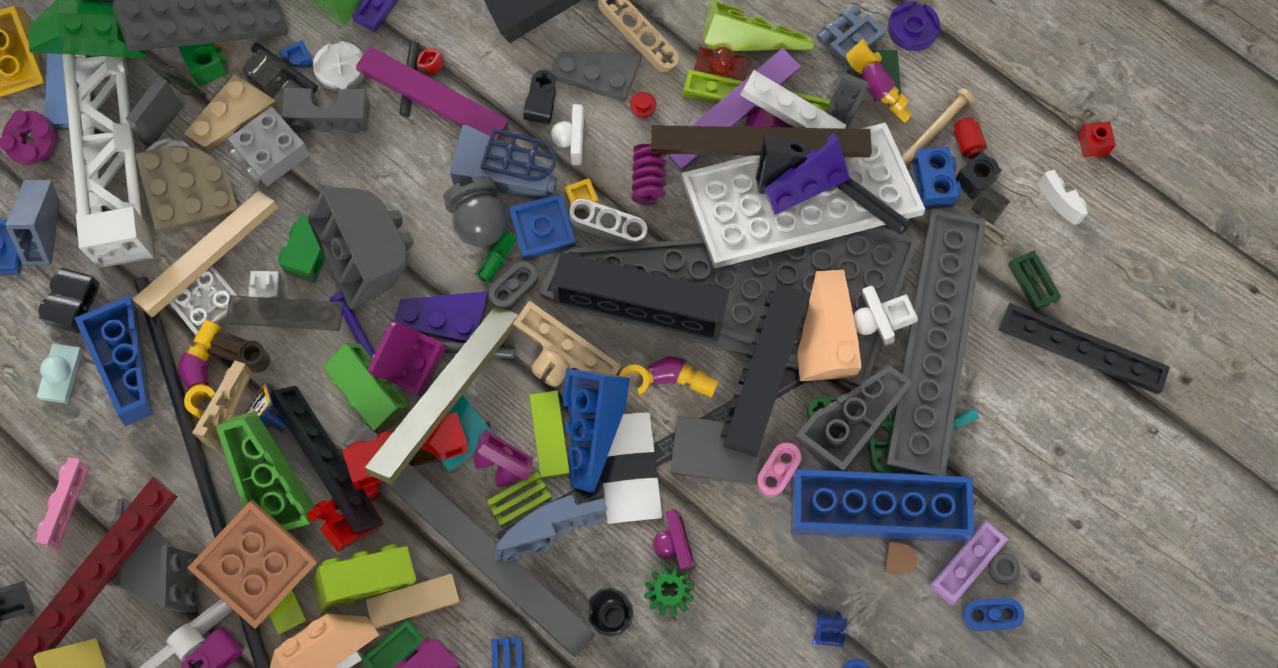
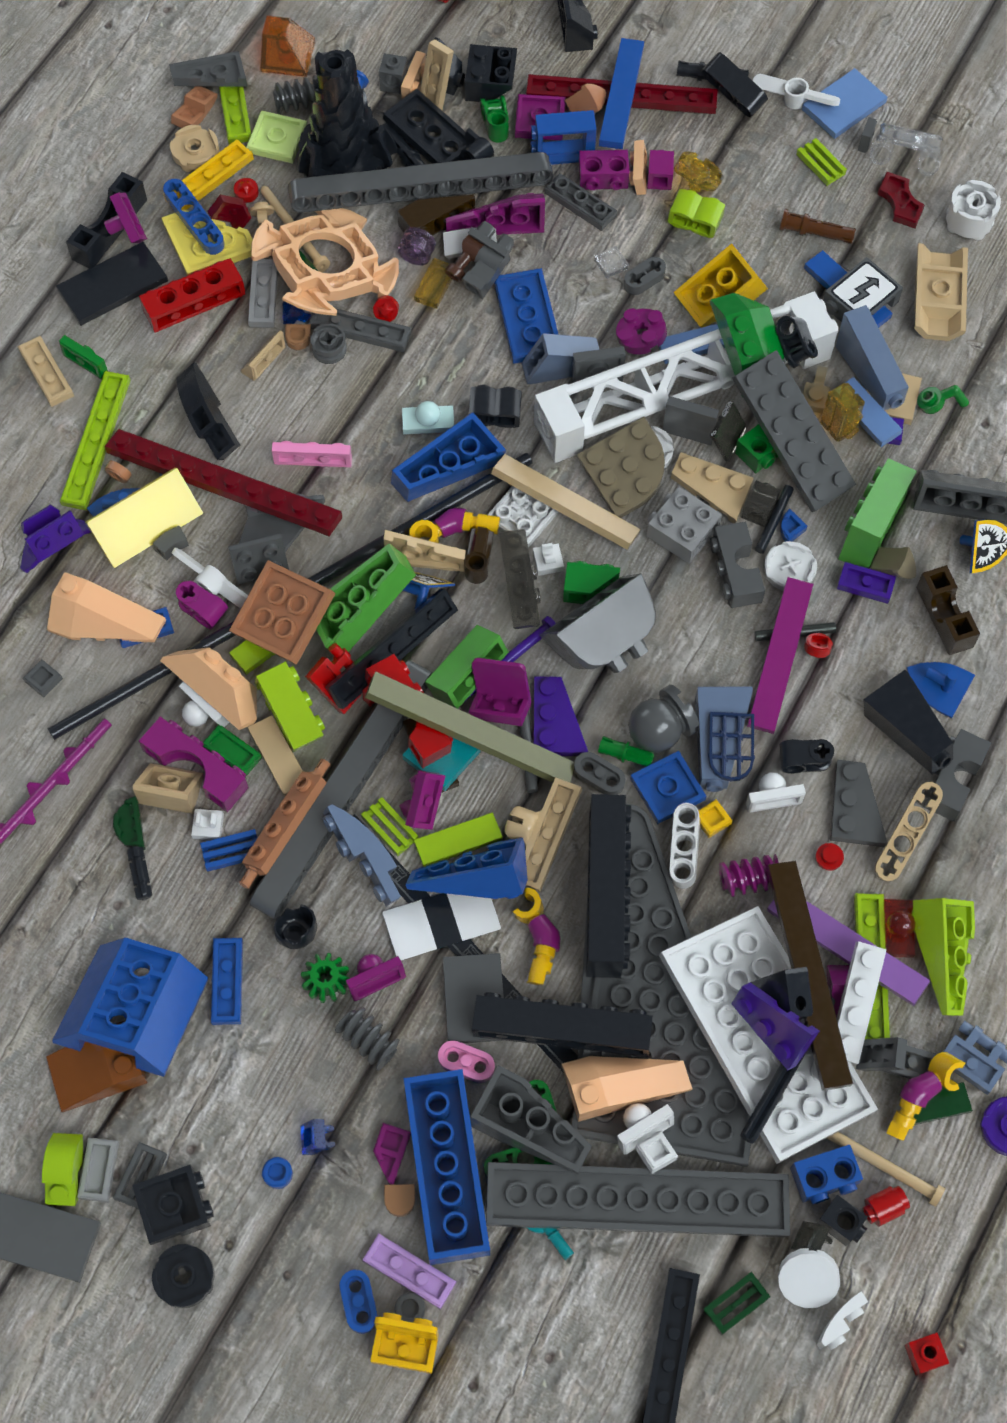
camera: 80 degrees right, 5 degrees down
(59, 185) = (596, 361): none -> dark grey plate
(495, 604) = (284, 823): none -> nougat plate
(739, 557) = (367, 1038): none -> dark grey piece
(851, 559) = (391, 1149): none -> magenta tile
(1025, 213) = (809, 1278): none -> white tile
(1041, 576) = (405, 1343): none -> yellow bracket

